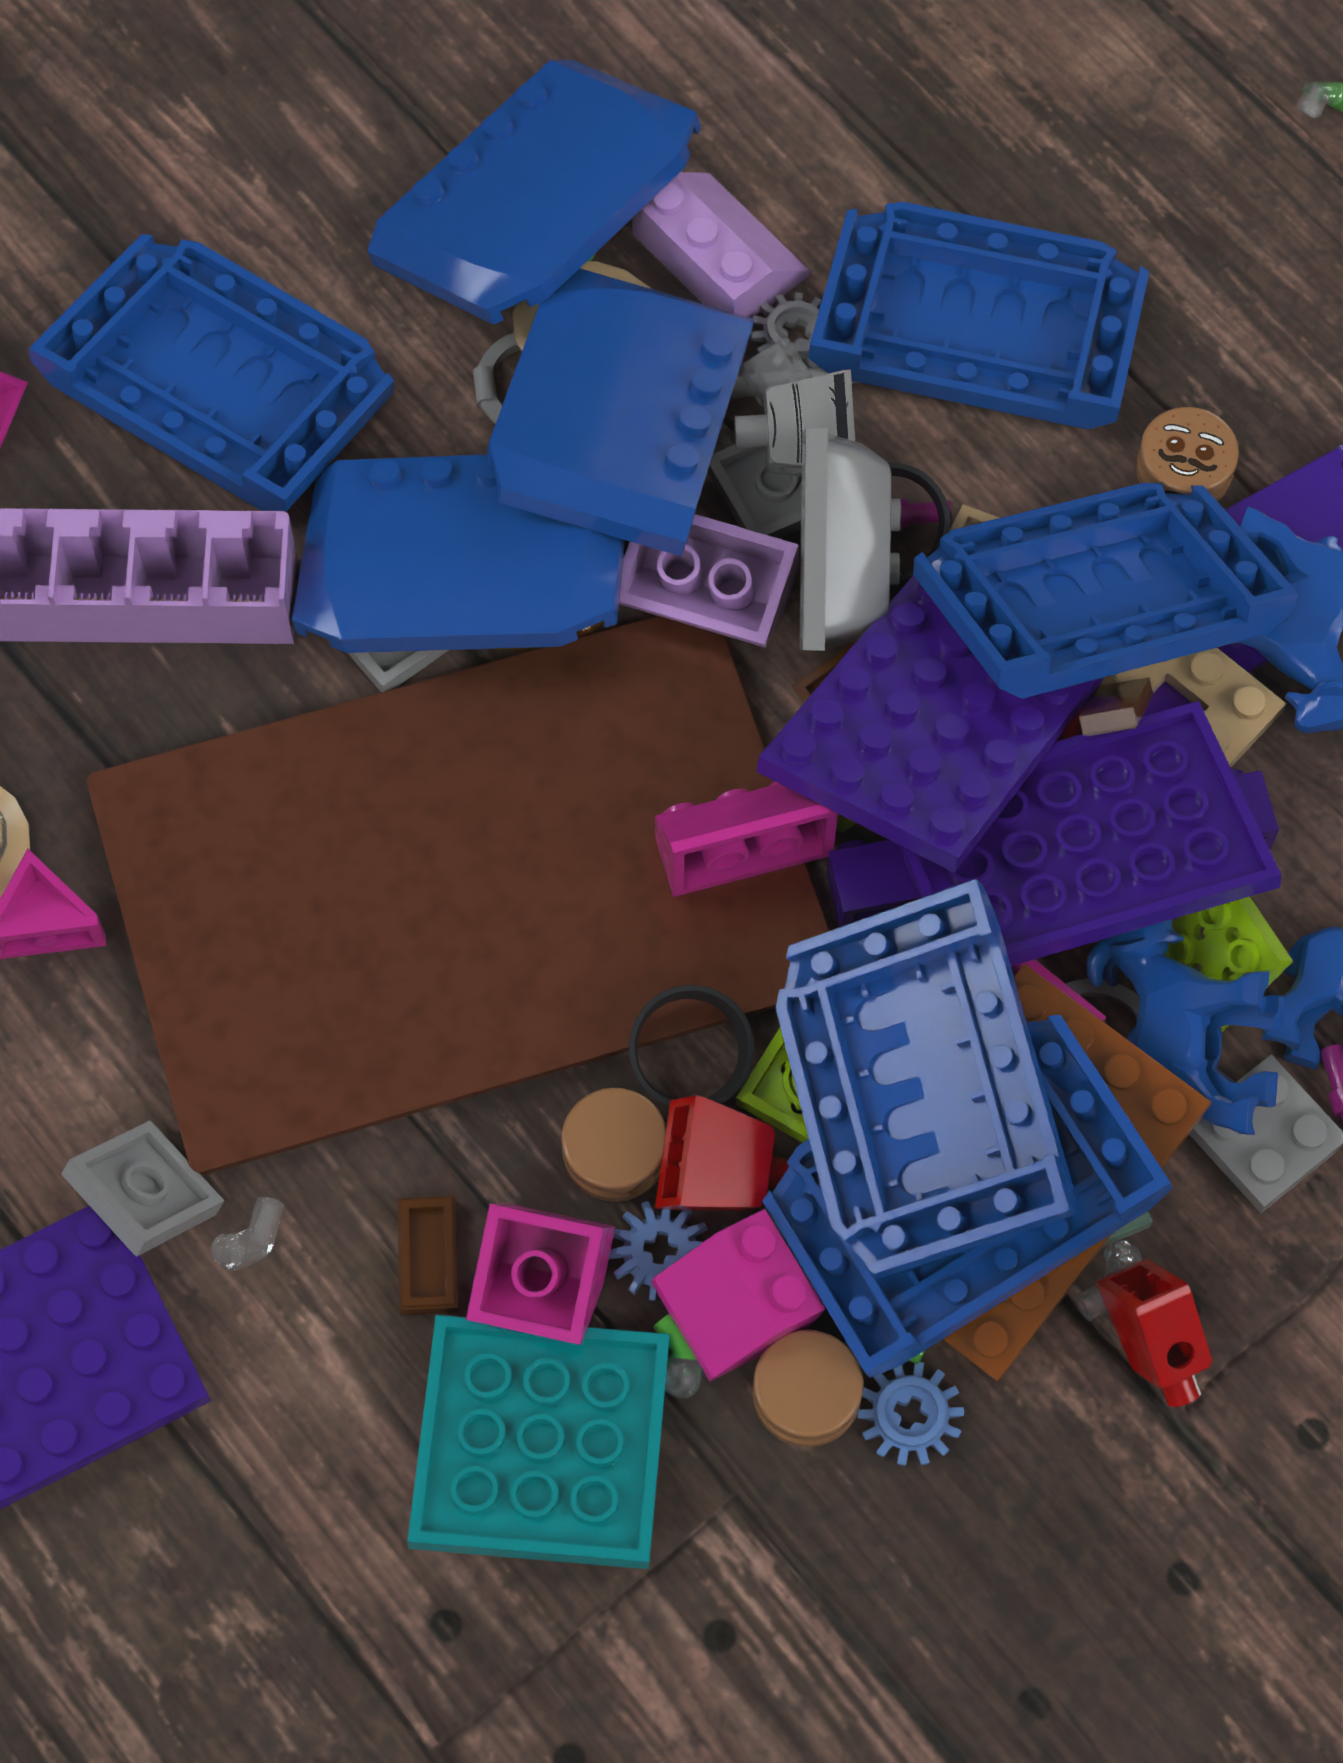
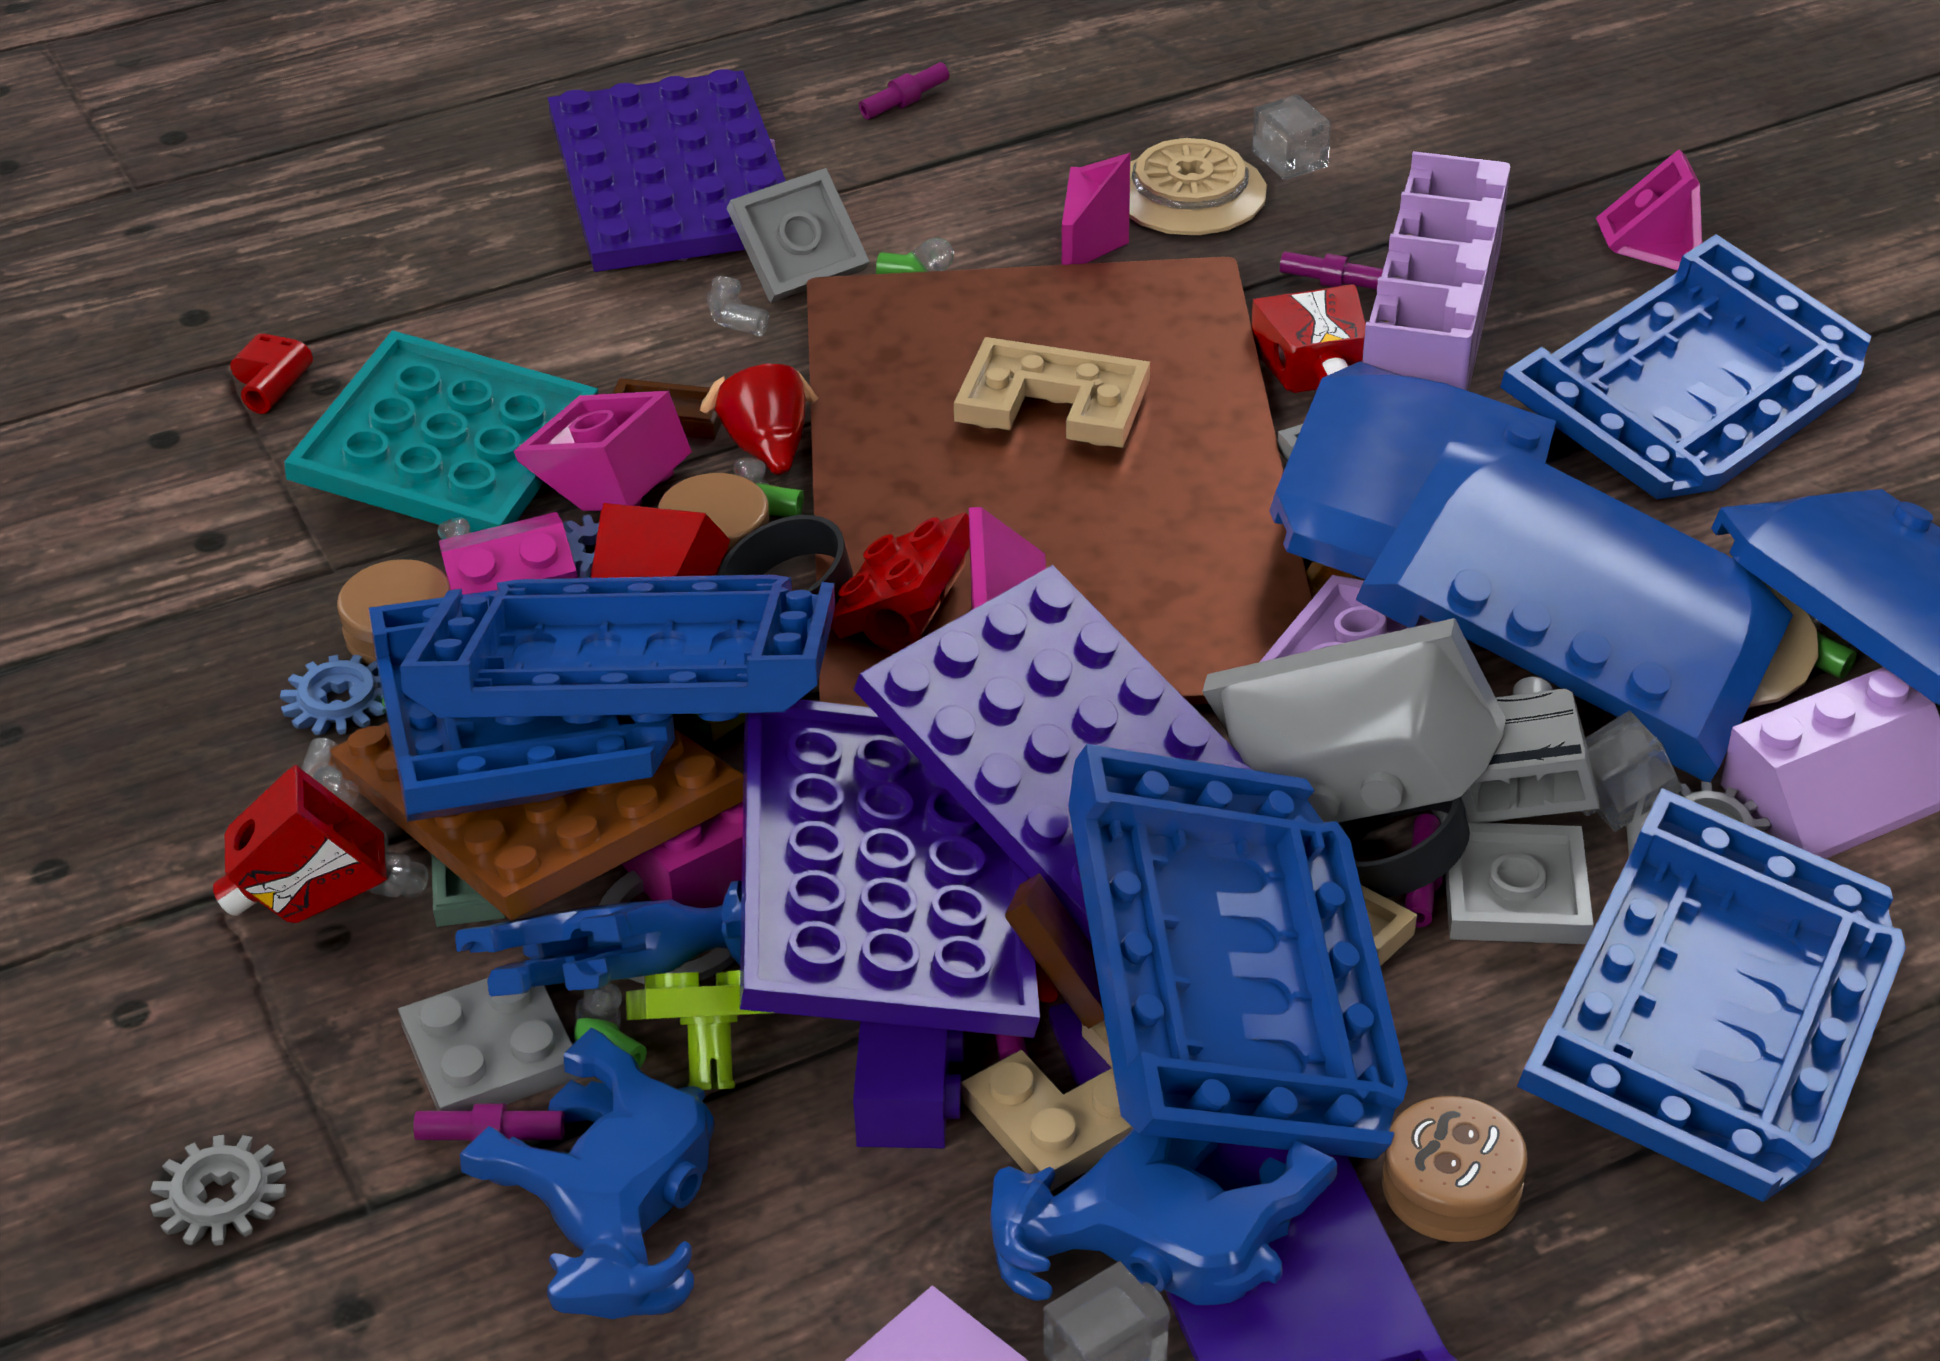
camera: 105 degrees right, 25 degrees down
(88, 686) = (1330, 270): none -> magenta bar
(142, 1071) = (931, 255): none -> arm
(227, 676) = (1309, 334): none -> red torso
(350, 842) = (1099, 386): none -> tan plate
(444, 1679) = (269, 369): none -> red piece
(451, 1139) = (763, 411): none -> red hat
(546, 1129) = (781, 500): none -> bright green arm
(695, 932) = (903, 583): none -> red plate
(911, 433) = (1520, 885): none -> light grey plate
(1032, 1377) = (322, 767): none -> clear arm
(1240, 1050) = (601, 1012): none -> arm

